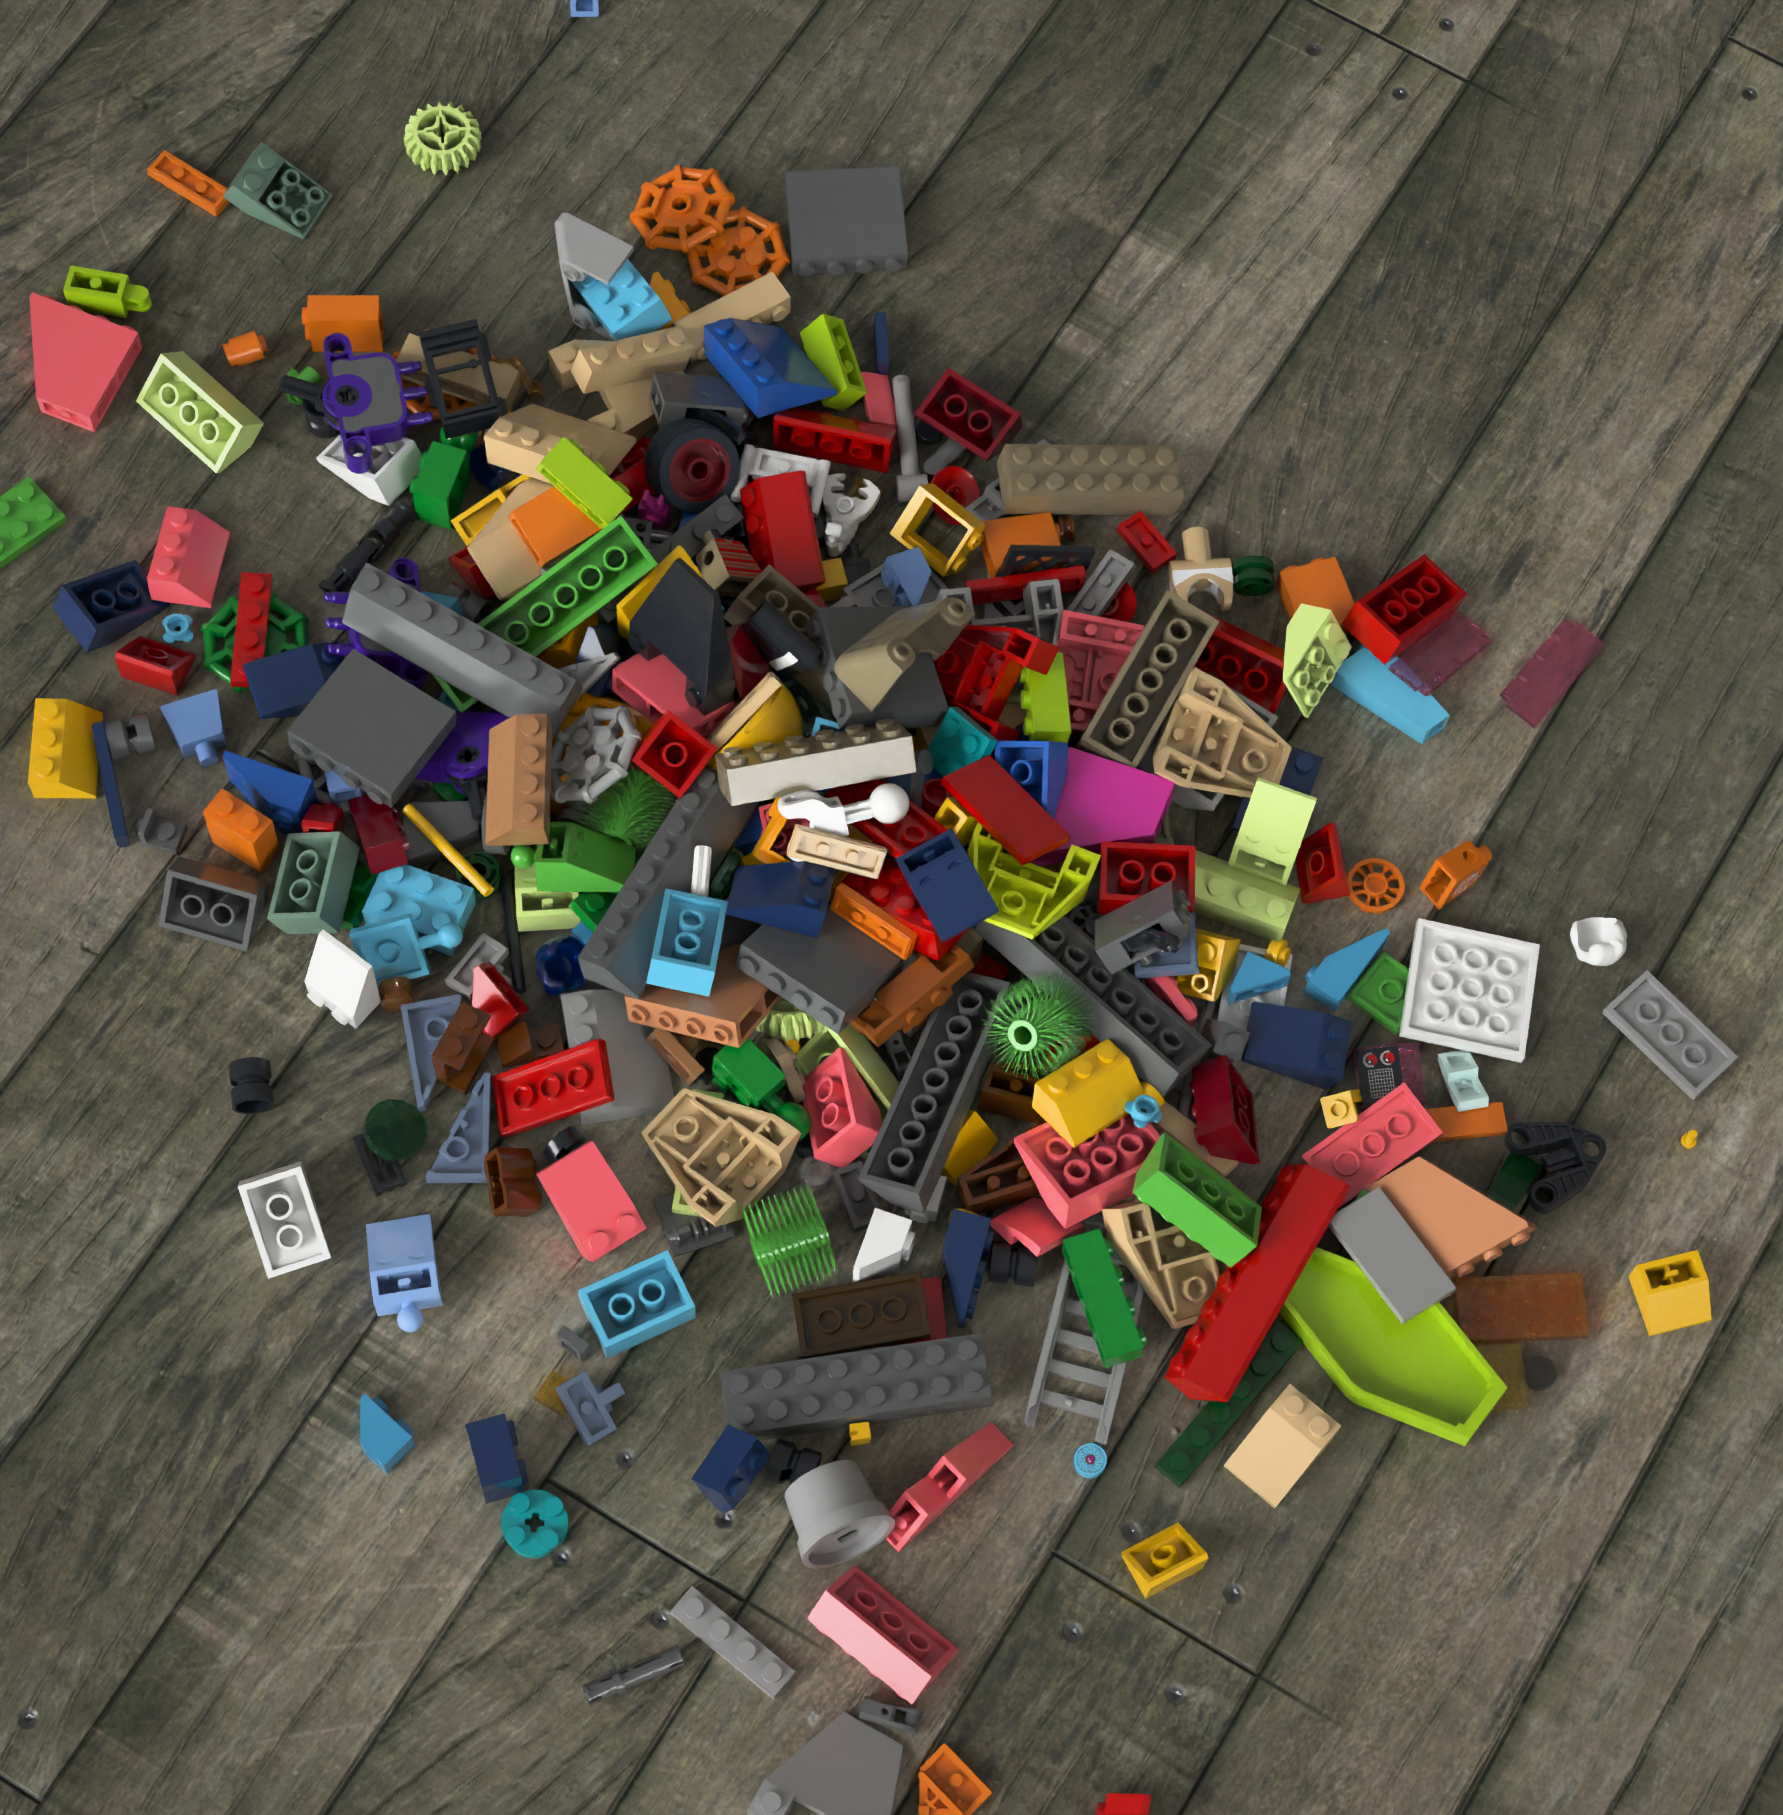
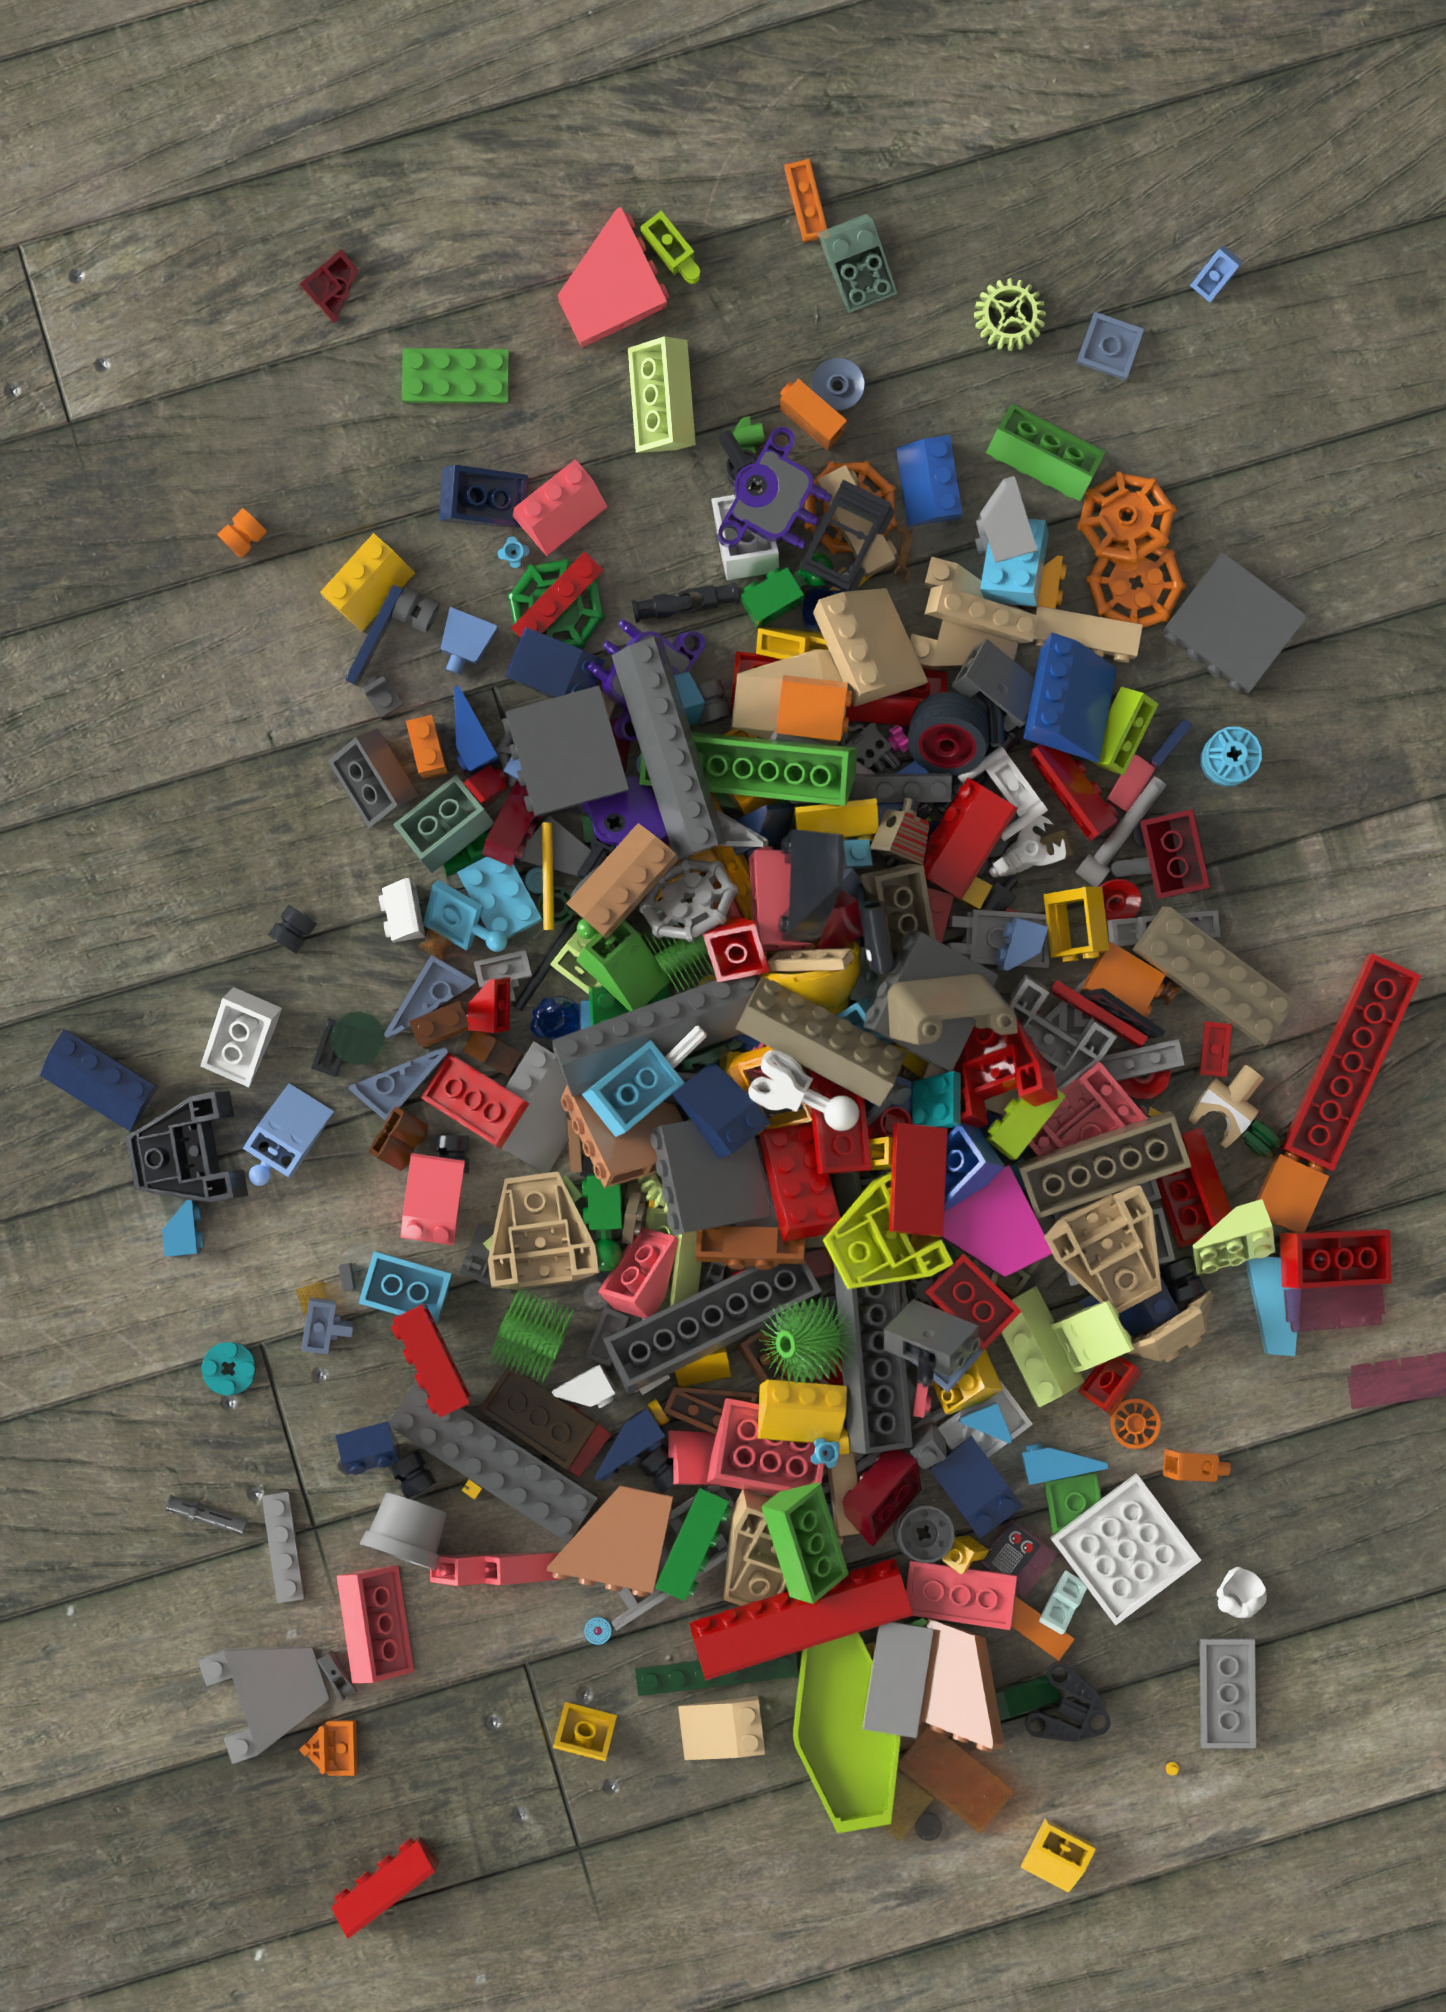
camera: 45 degrees right, 20 degrees up
(155, 664) = (479, 566): red slope -> none
(179, 1367) = (98, 1080): none -> dark blue slope
(245, 349) = (732, 372): orange brick -> none
(313, 1369) = (179, 1152): none -> black wedge
(345, 281) = (839, 371): none -> sand blue dish
(442, 867) = (534, 880): none -> medium azure tile
(495, 1457) = (235, 1312): dark blue container -> none
(499, 303) = (929, 481): none -> blue slope
(547, 101) = (1110, 346): none -> sand blue plate
(584, 482) = (847, 704): lime brick -> none
(599, 205) = (1045, 452): none -> bright green slope
(719, 1327) = (432, 1360): none -> red brick
(836, 851) = (779, 1115): tan tile -> none
(873, 921) = (765, 1178): orange tile -> none
(940, 313) = (1224, 770): none -> medium azure wheel
(946, 885) = (821, 1208): dark blue slope -> none
(1038, 1355) = (619, 1543): none -> nougat slope
(1263, 459) = (1350, 1062): none -> red brick
(1278, 952) = (1019, 1418): yellow plate -> none
(1293, 724) = (1178, 1270): none -> black wheel
(1303, 1109) = (928, 1548): none -> dark grey wheel
(1336, 776) = (1176, 1333): none -> tan wedge

